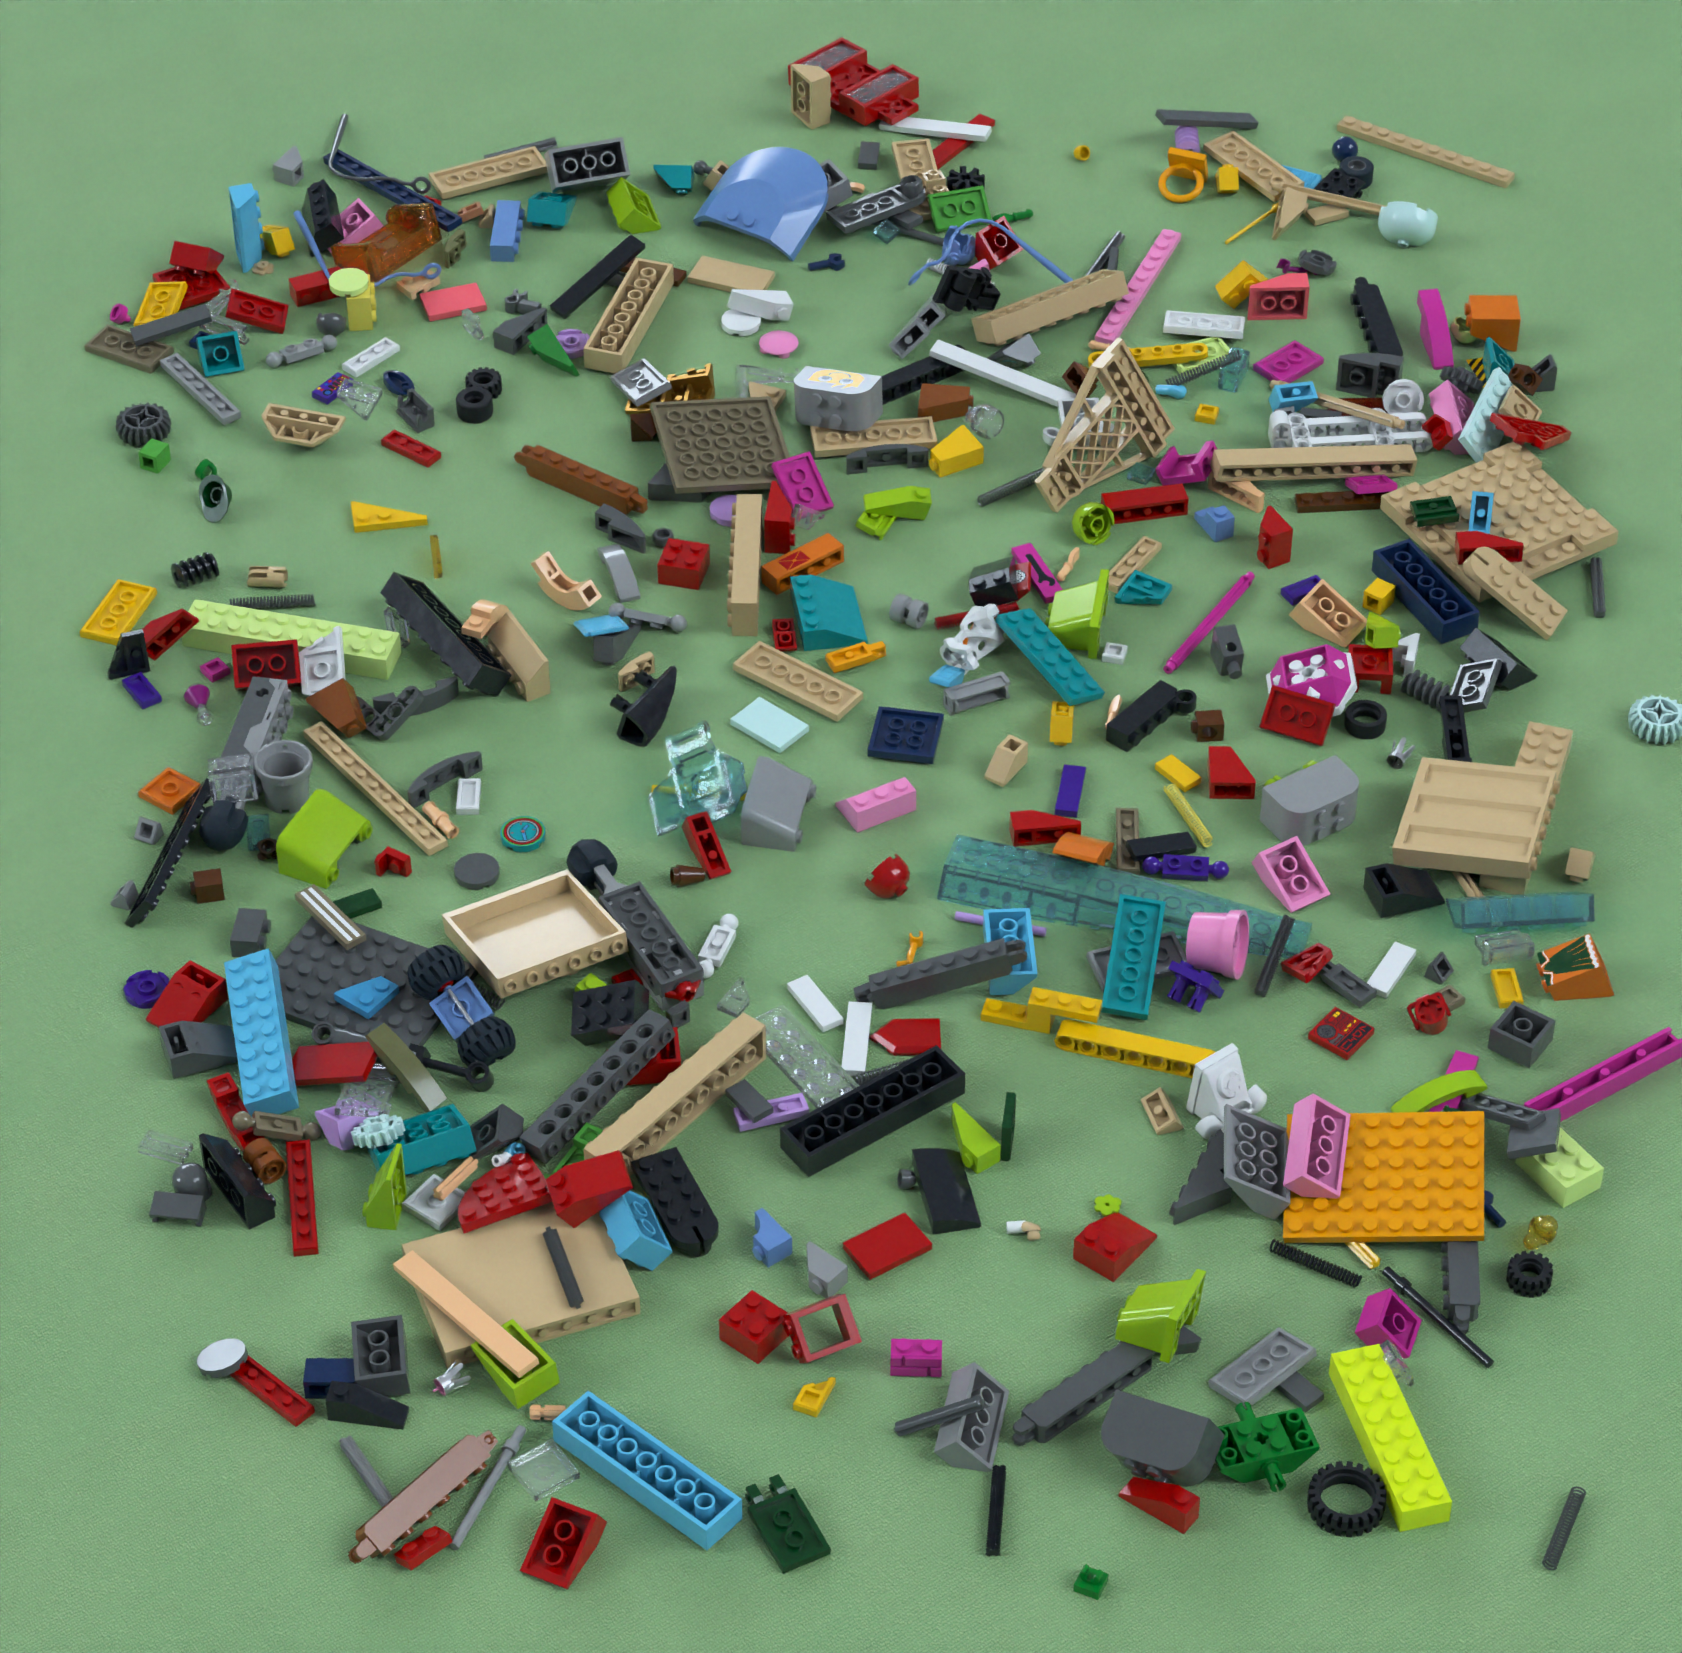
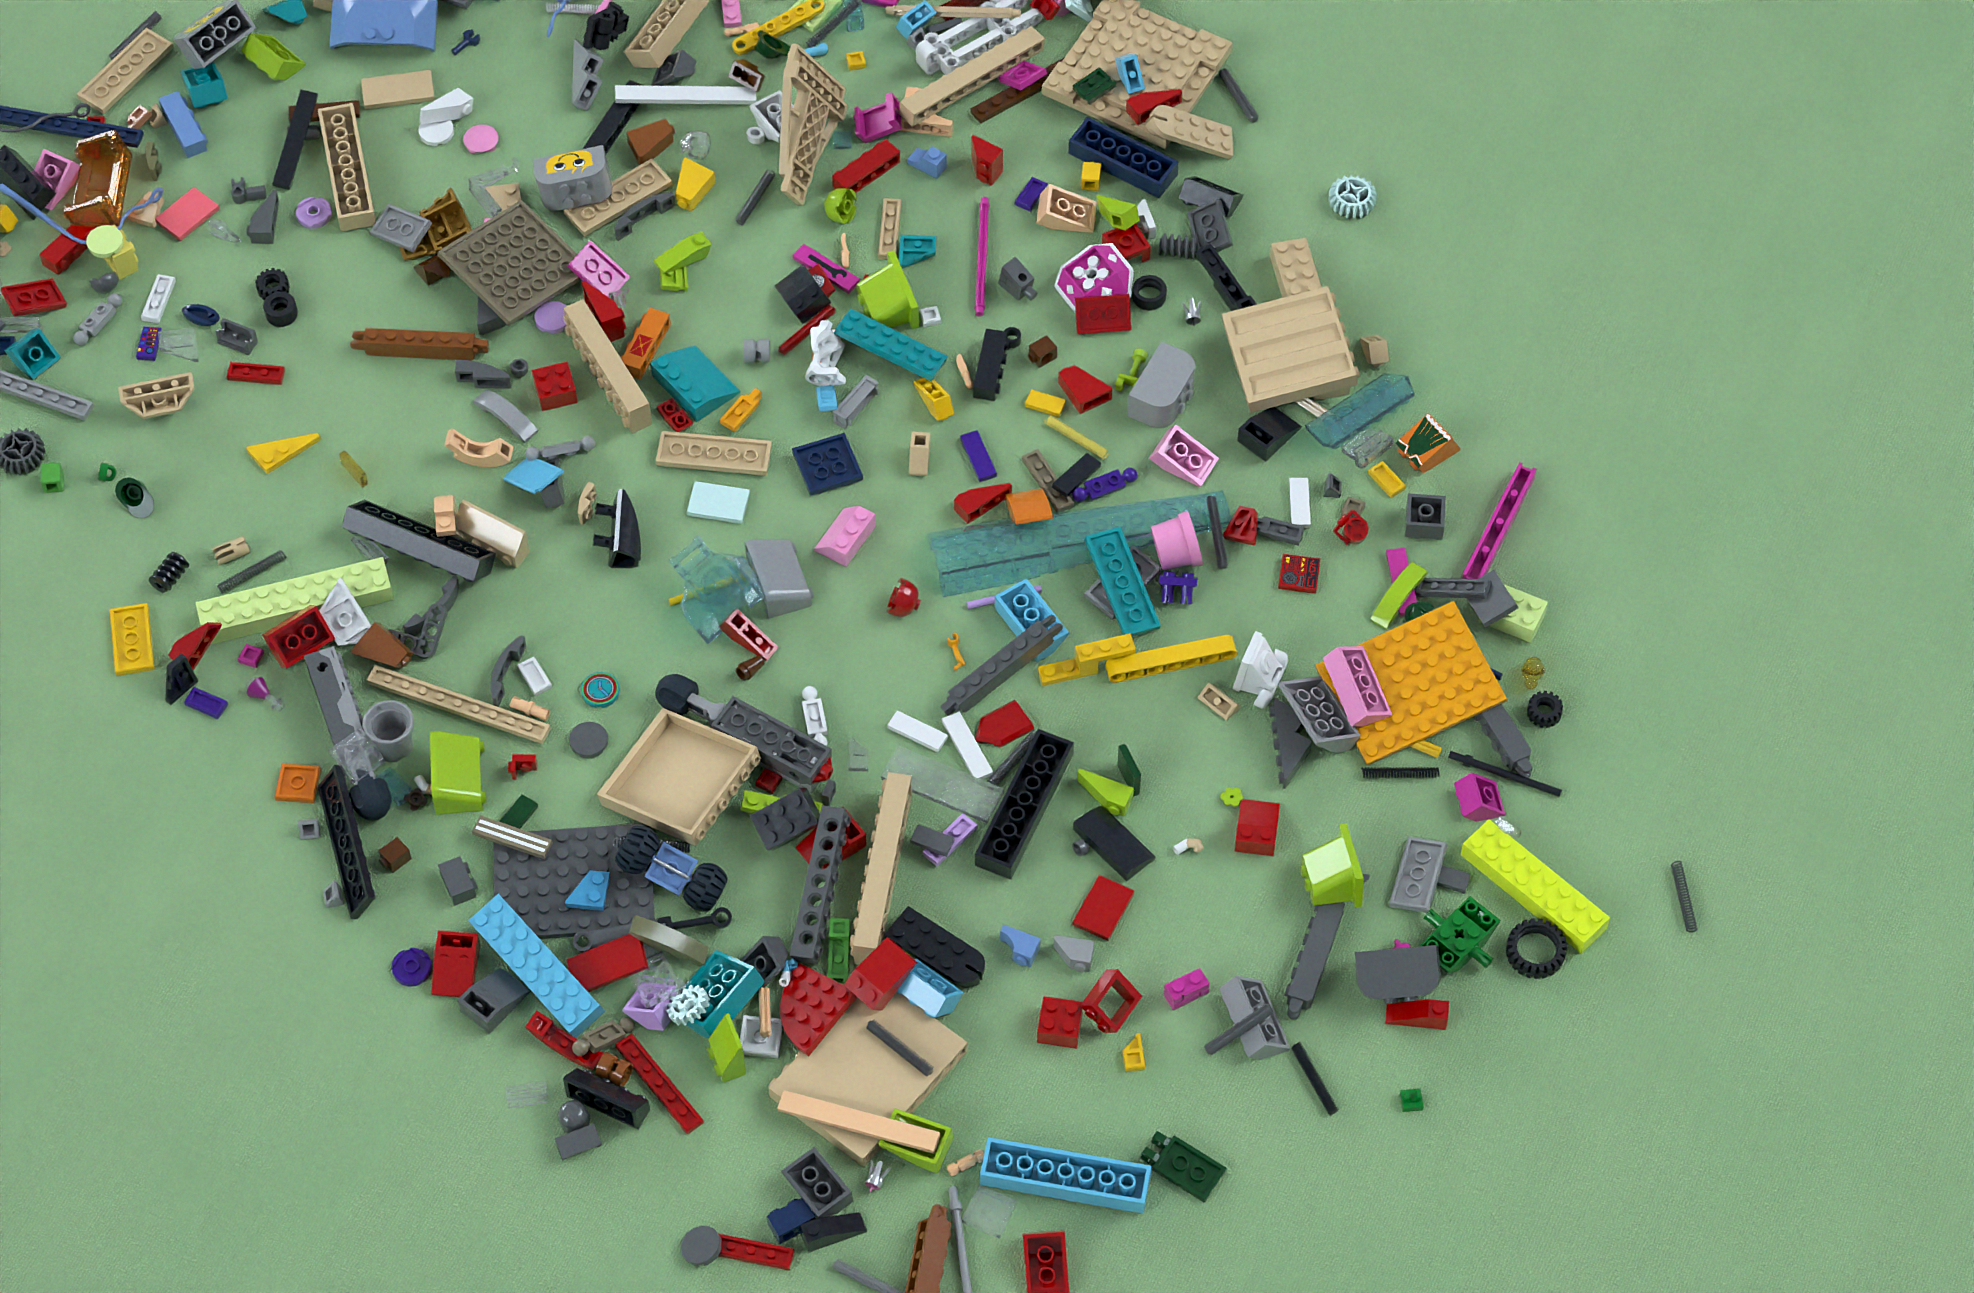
camera: 30 degrees left, 15 degrees up
(550, 350) = (305, 228): green slope -> none

